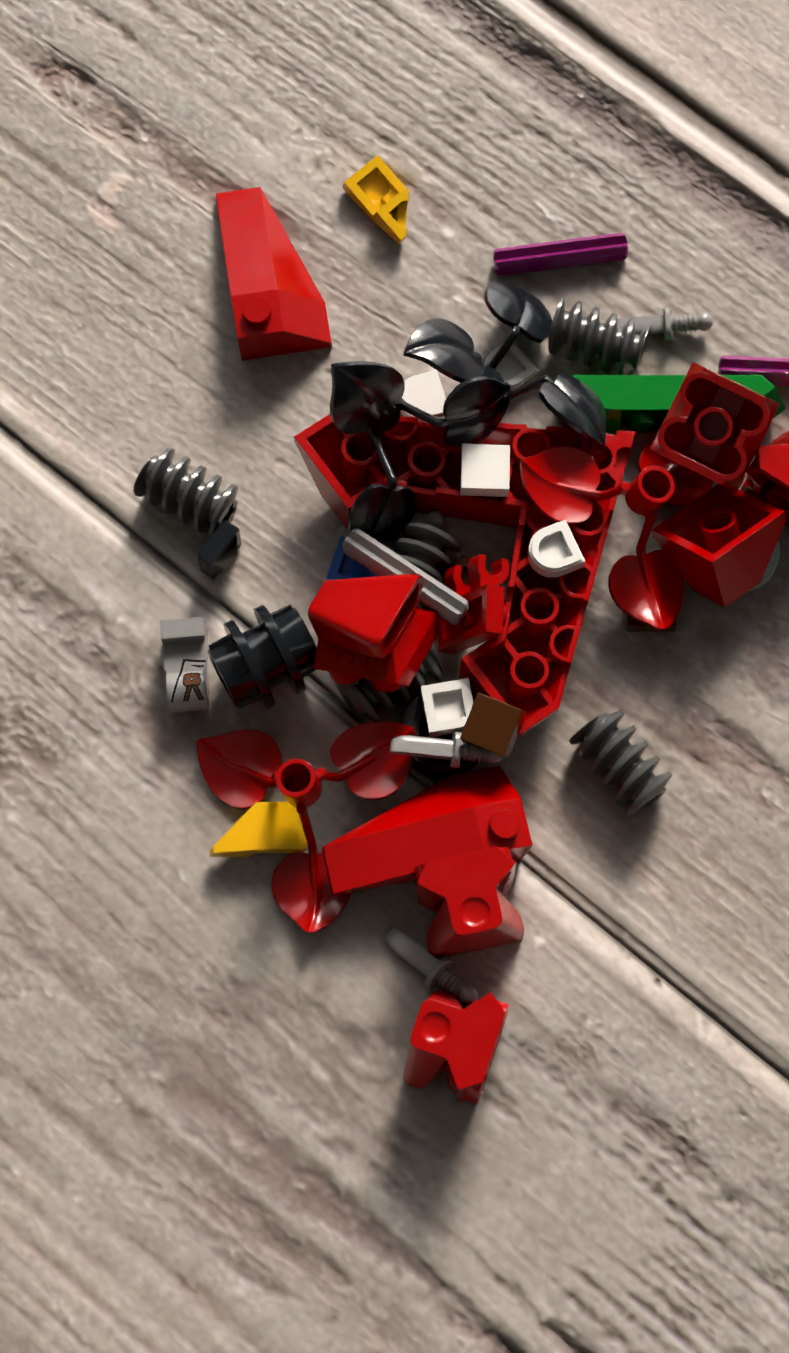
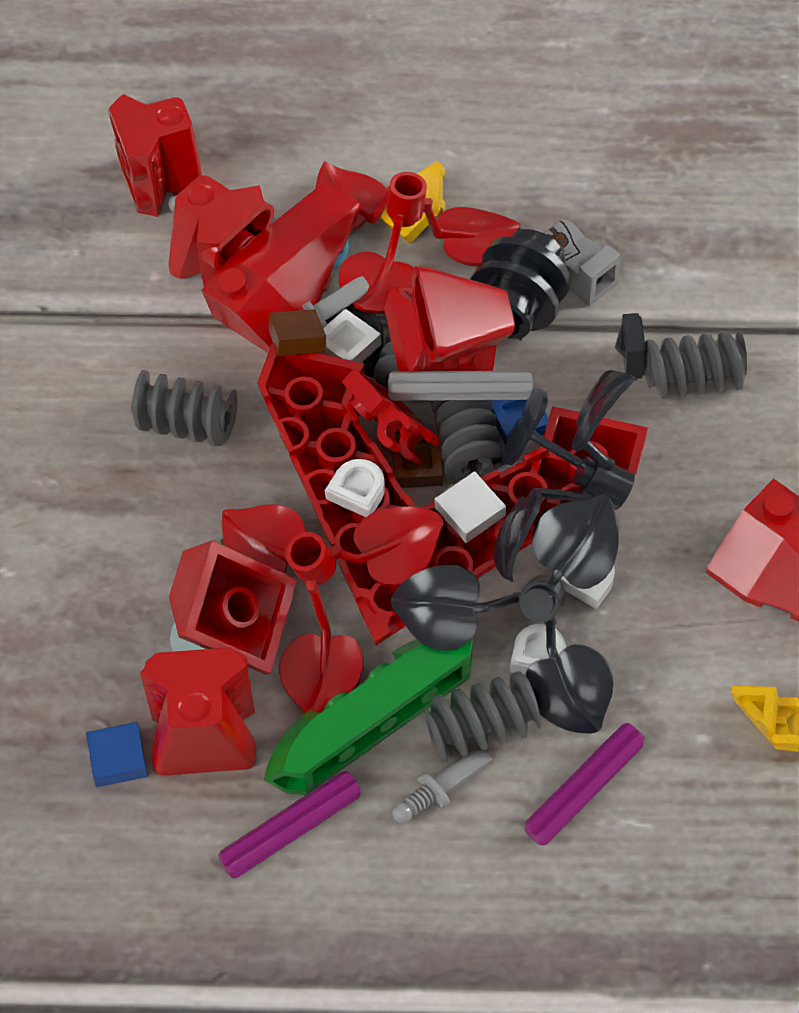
camera: 140 degrees right, 15 degrees down
(714, 426) = (300, 664): red piece -> none

